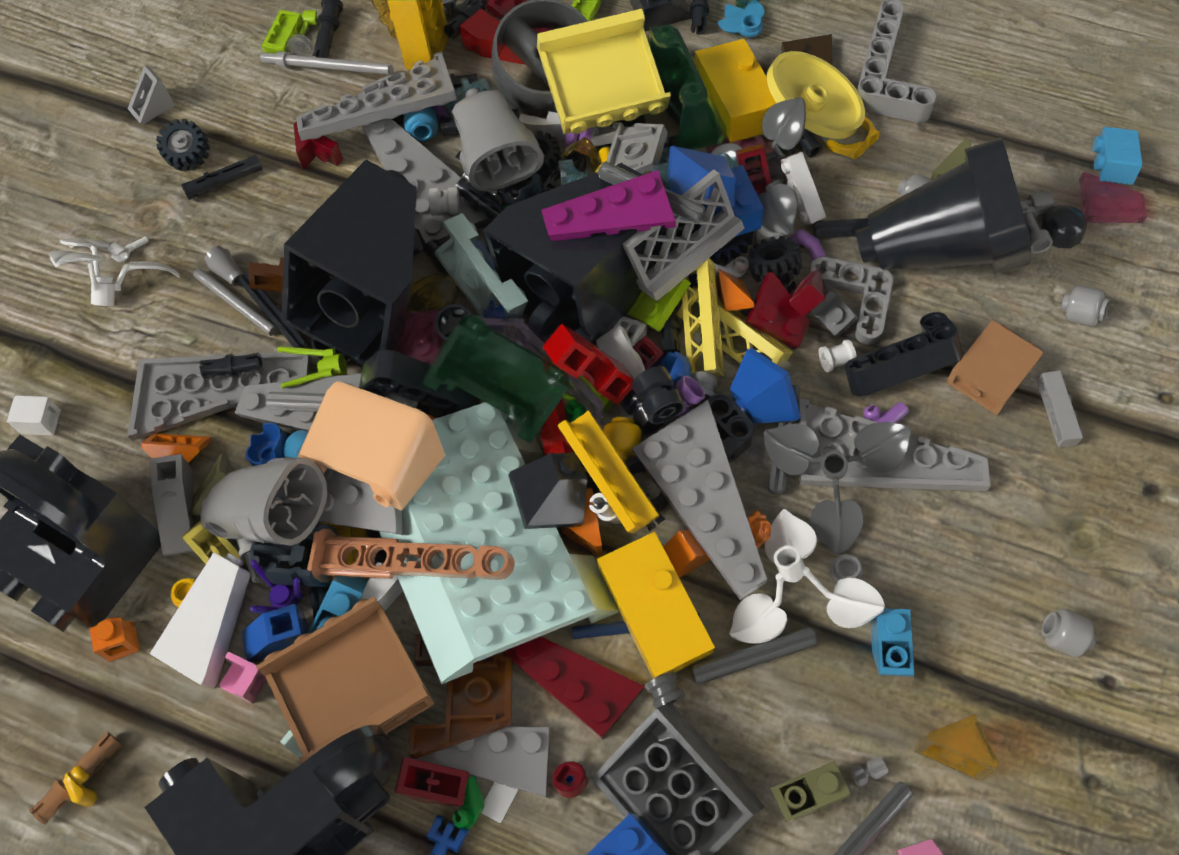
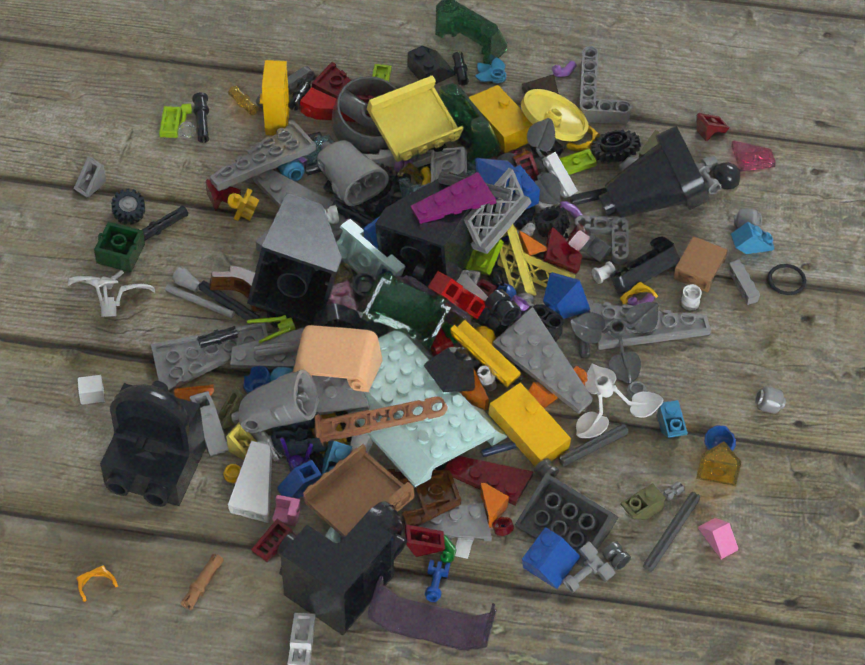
camera: 20 degrees left, 10 degrees down
(77, 792) = (208, 583): yellow arm -> none
(111, 634) = (197, 499): orange brick -> none
(147, 202) = (119, 246): none -> dark green brick
(218, 705) = (277, 525): none -> dark red slope
(285, 59) = (179, 139): light grey bar -> none
(335, 166) = (244, 205): none -> yellow hips
(564, 735) = (494, 502): none -> orange slope
(837, 171) = (578, 161): none -> lime plate
(843, 32) = (566, 71): none -> medium lavender arm
(885, 392) = (638, 288): none -> yellow cap
(899, 155) = (615, 146): none -> black gear
(967, 694) = (718, 435): none -> blue hair
(968, 415) = (691, 297): none -> white wheel
(1051, 141) = (708, 124): none -> dark red slope
(1087, 339) = (752, 239): none -> dark azure slope
(1103, 412) = (788, 266): none -> black piece
(1117, 155) = (751, 127): dark azure brick -> none

